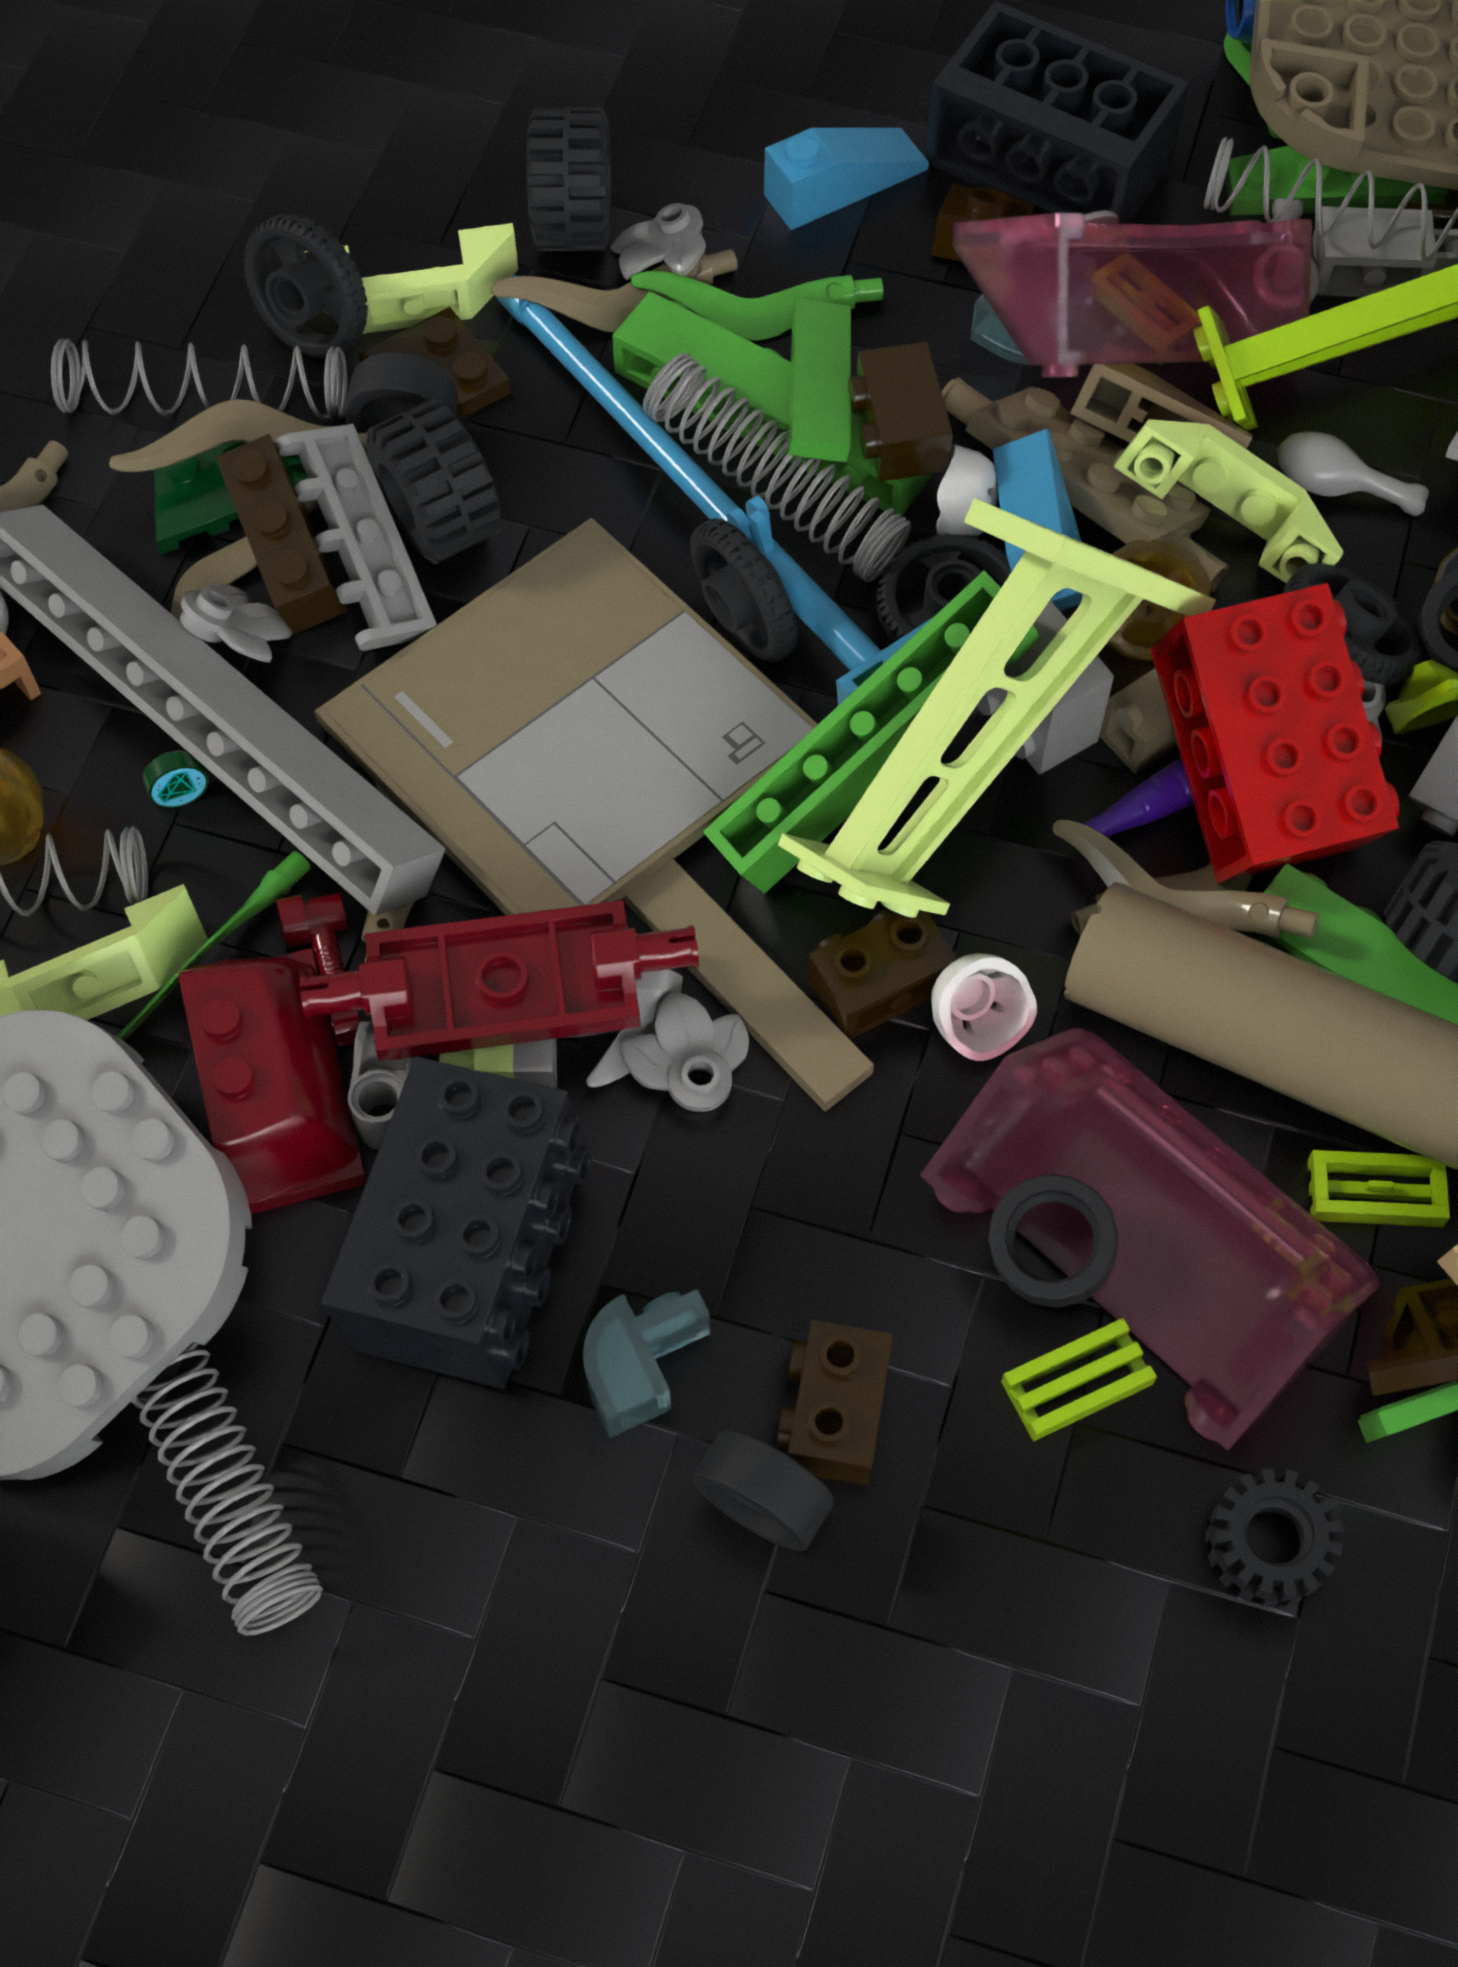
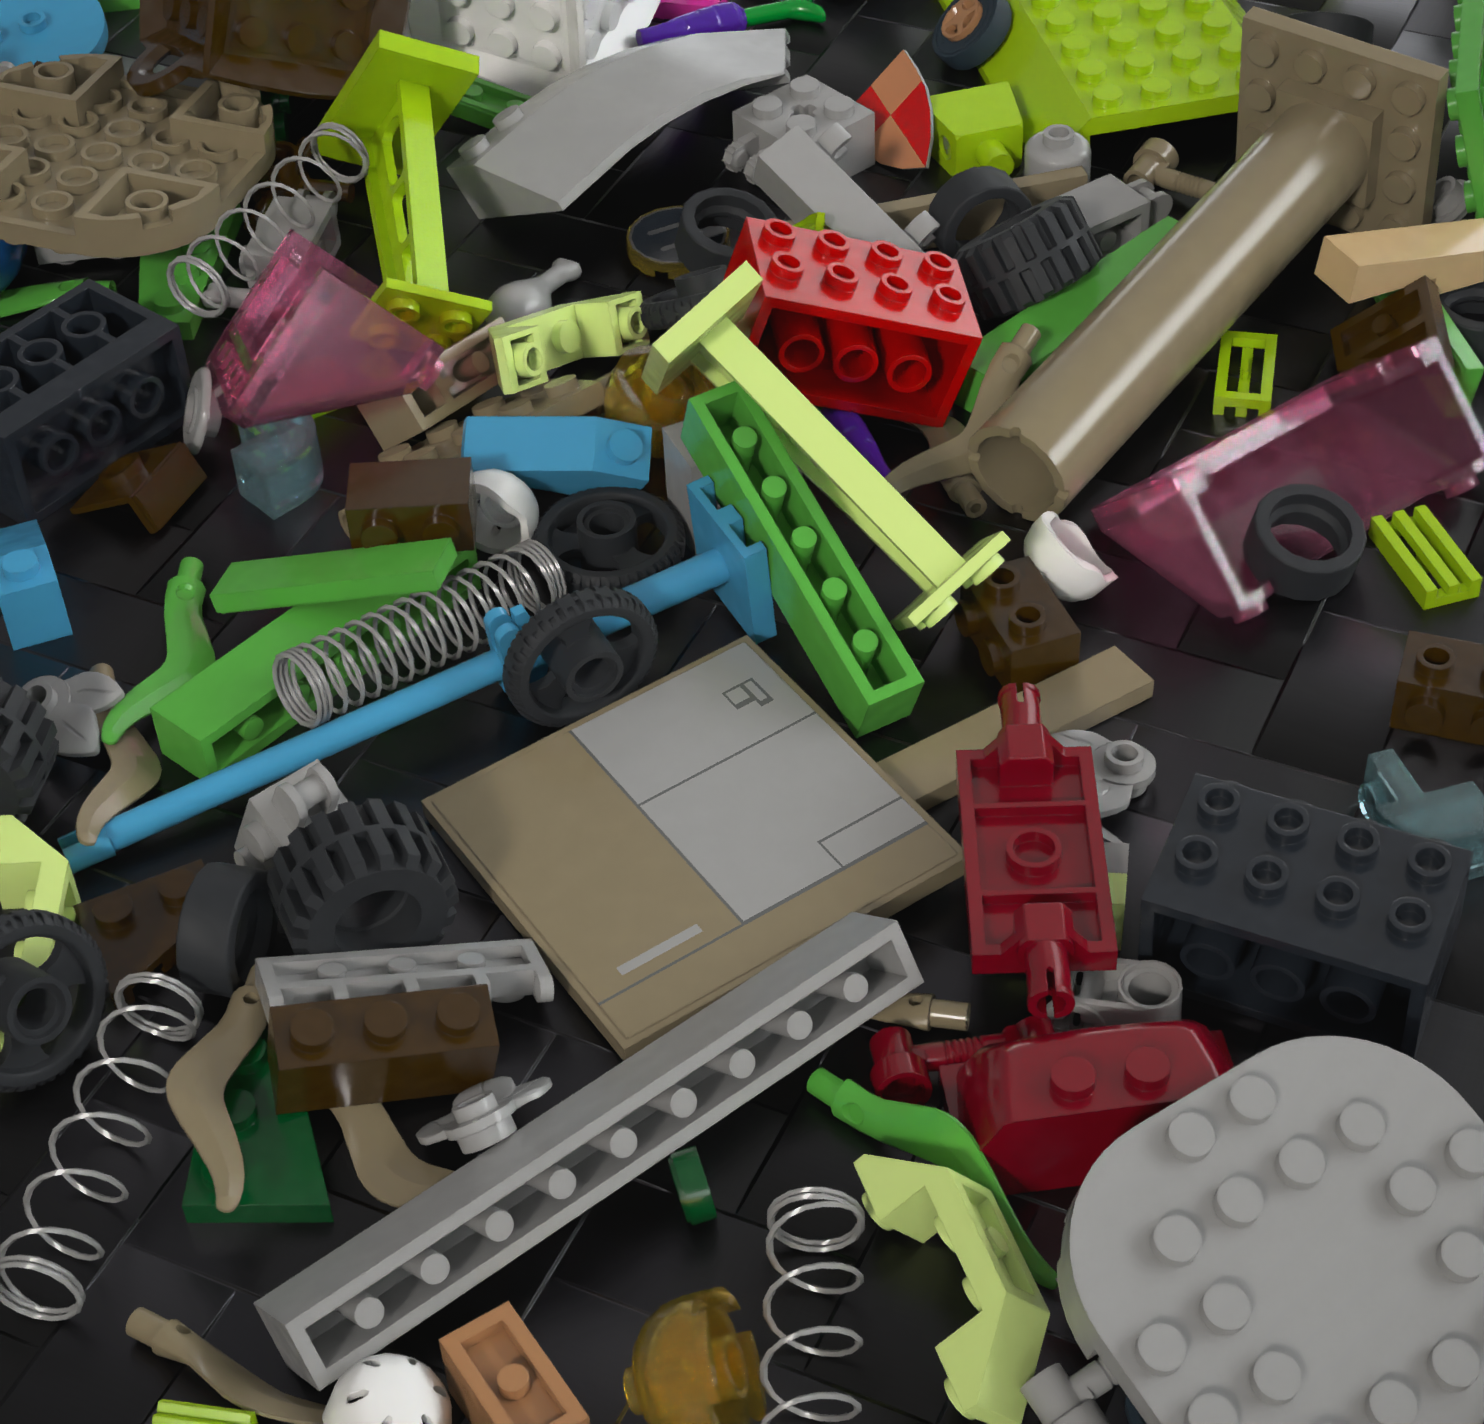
camera: 80 degrees left, 20 degrees down
(503, 419) = (282, 809): none -> light grey brick

